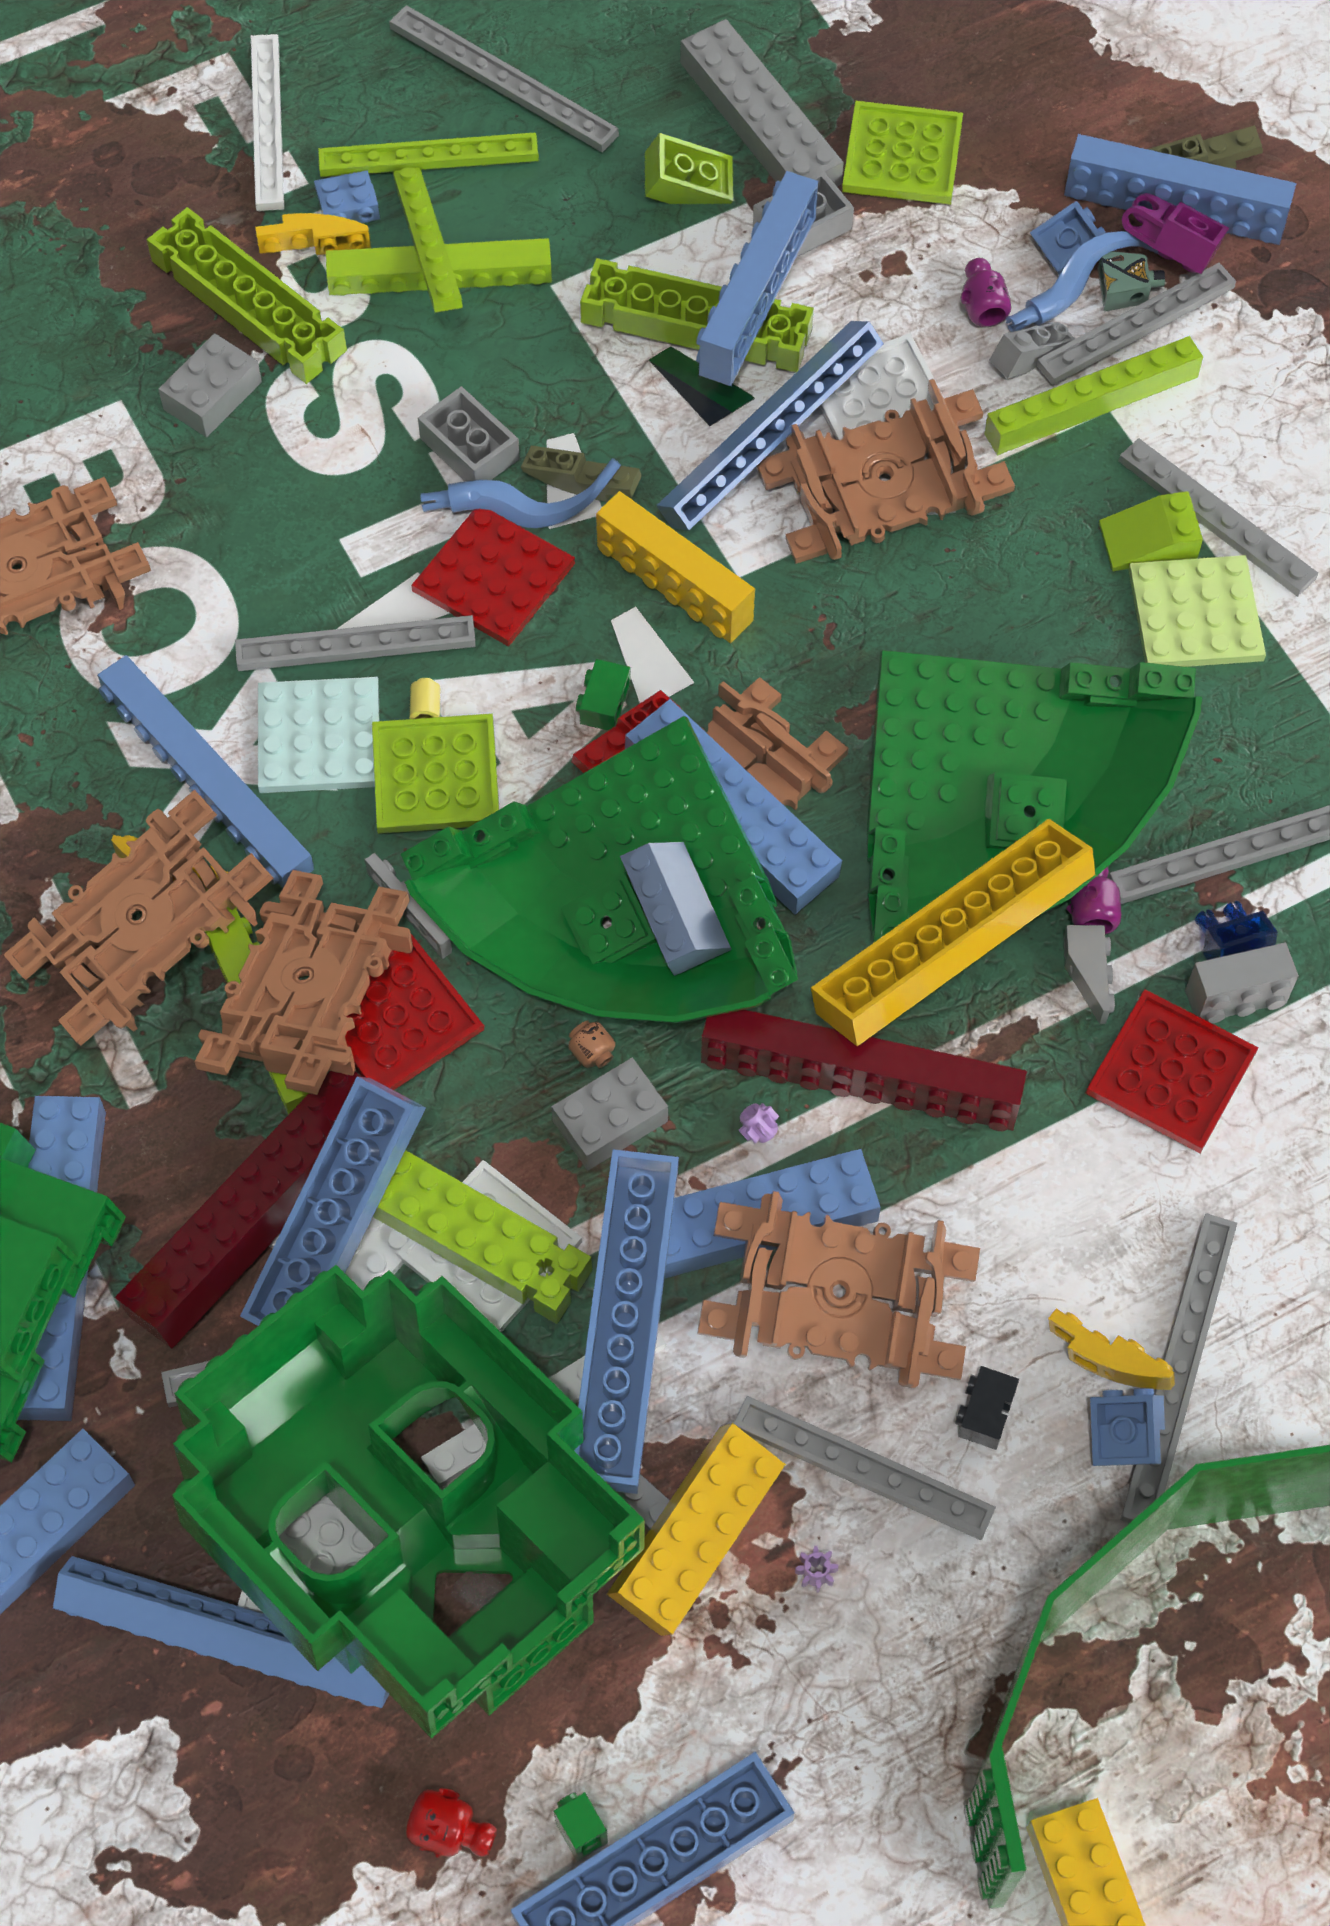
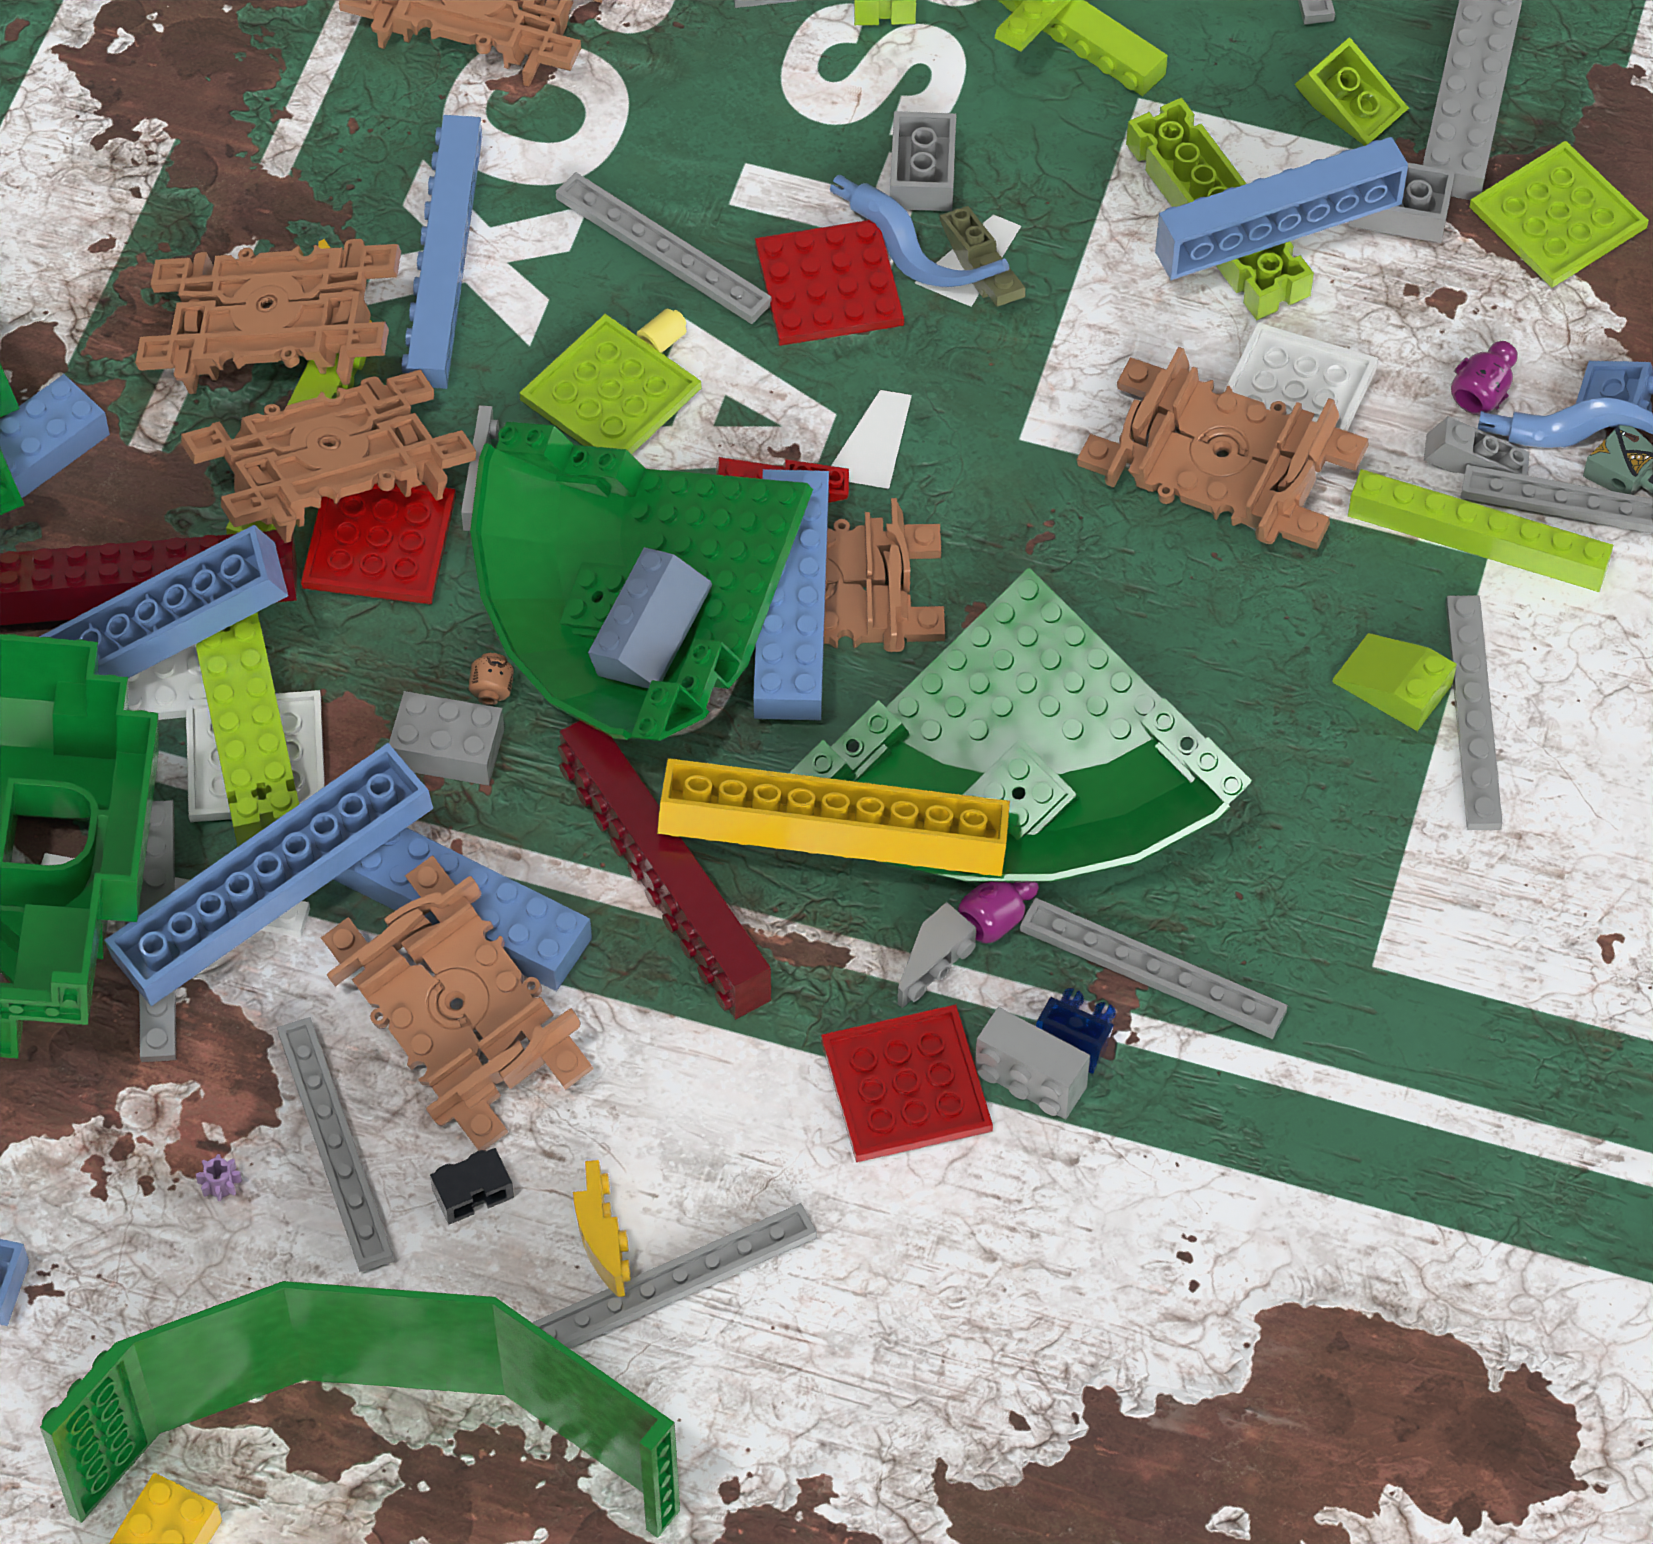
camera: 45 degrees right, 5 degrees down
(316, 734) = (559, 290): light aqua plate -> none
(397, 607) = (730, 249): white sticker -> none
(604, 694) = (803, 436): green brick -> none
(675, 567) = (962, 385): yellow brick -> none
(696, 1529) = (164, 1068): yellow brick -> none
(707, 397) = (1155, 286): dark green sticker -> none
(758, 1123) = (545, 840): lavender gear -> none
(769, 425) = (1164, 335): medium blue brick -> none
(1127, 1428) = (549, 1286): medium blue plate -> none
(1197, 611) = (1361, 769): yellowish green plate -> none

